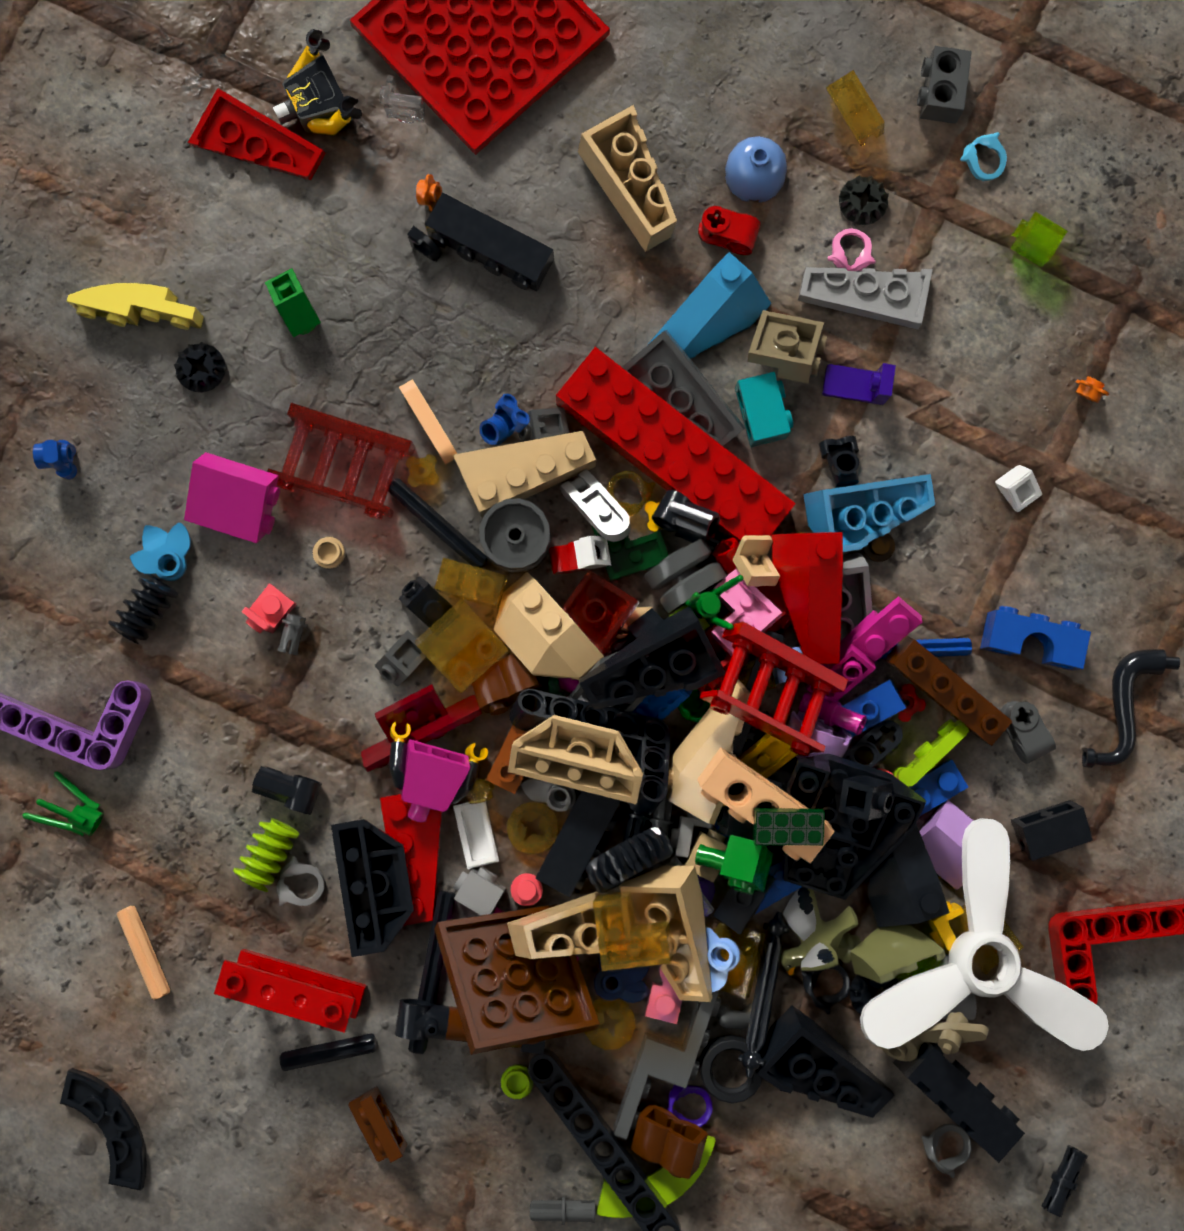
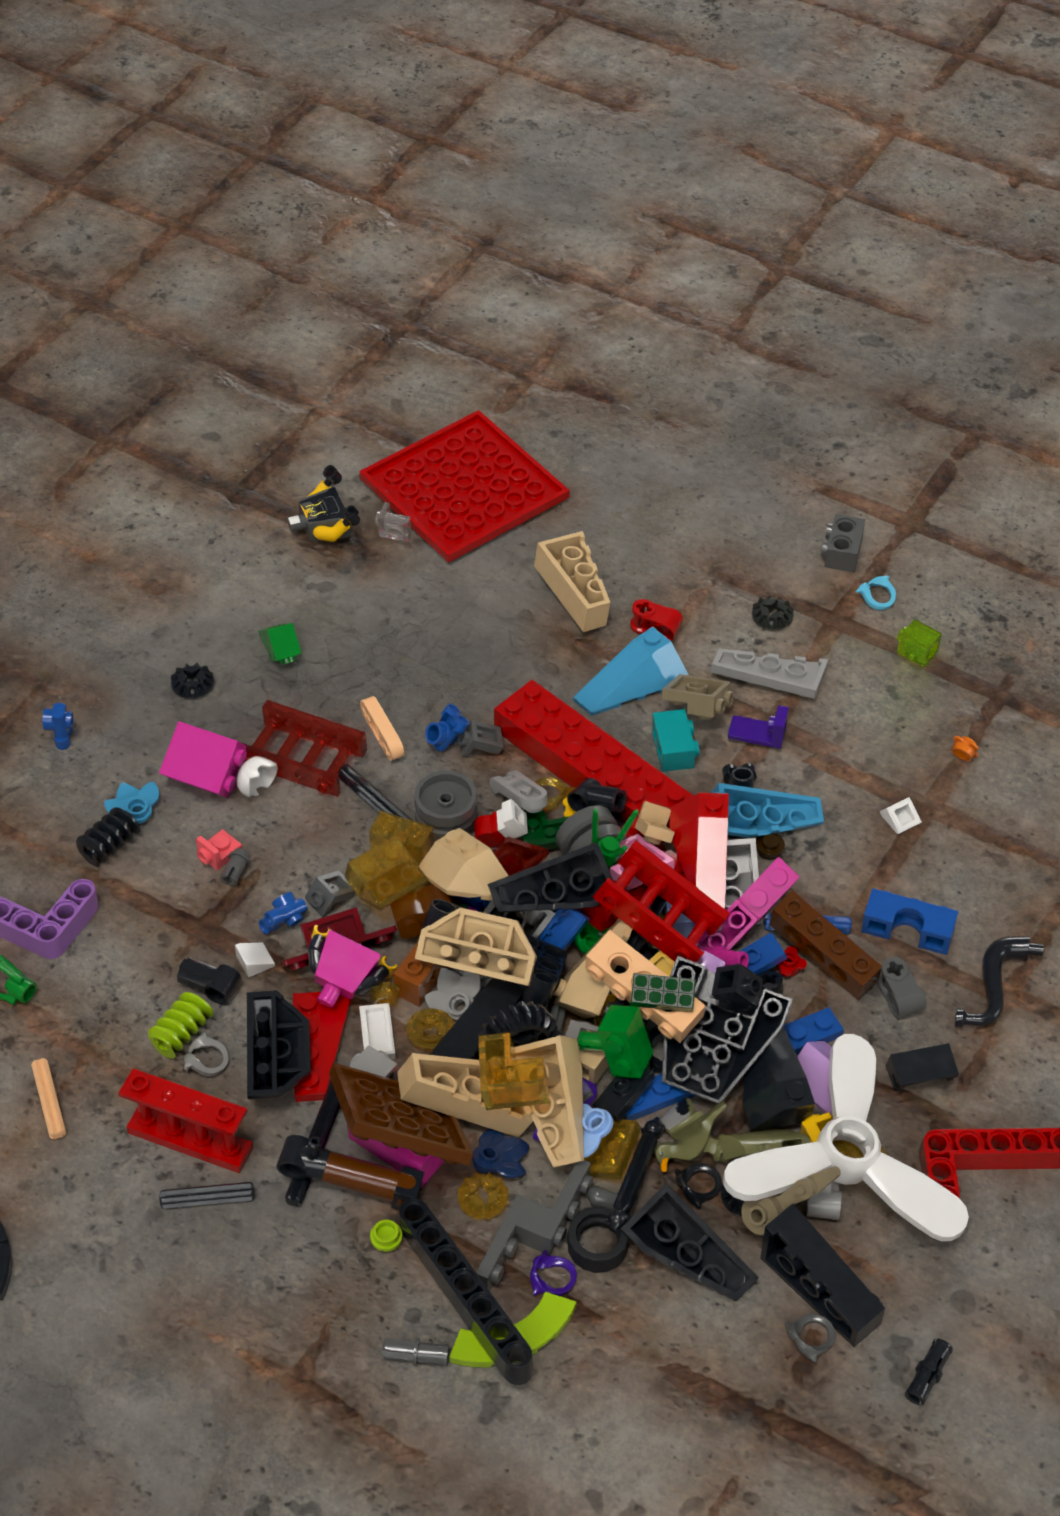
camera: 10 degrees right, 35 degrees down
(129, 301) = (140, 630): light yellow slope -> none
(249, 136) = (264, 536): red wing -> none
(289, 508) = (254, 774): none -> white hair
(329, 552) = (278, 812): tan plate -> none
(331, 752) = (253, 958): none -> white slope
(358, 692) = (285, 911): none -> blue plate
(378, 1125) = (244, 1255): reddish brown bracket -> none
(415, 464) = (370, 763): clear yellow plate -> none
(423, 244) = (396, 612): black tile -> none
(424, 601) = (354, 846): black bracket -> none
(428, 192) = (406, 580): orange plate -> none
(489, 242) = (452, 614): black brick -> none
(523, 467) = (474, 757): tan wedge -> none
(663, 1002) = (539, 1180): bright pink plate -> none
(669, 1141) = (528, 1285): reddish brown brick -> none
(678, 381) = (600, 708): dark grey wing -> none
(756, 169) = (682, 585): medium blue cylinder -> none
(838, 255) = (771, 647): bright pink piece -> none
(856, 107) = (769, 550): clear yellow hinge -> none
(931, 753) = (815, 996): lime plate -> none

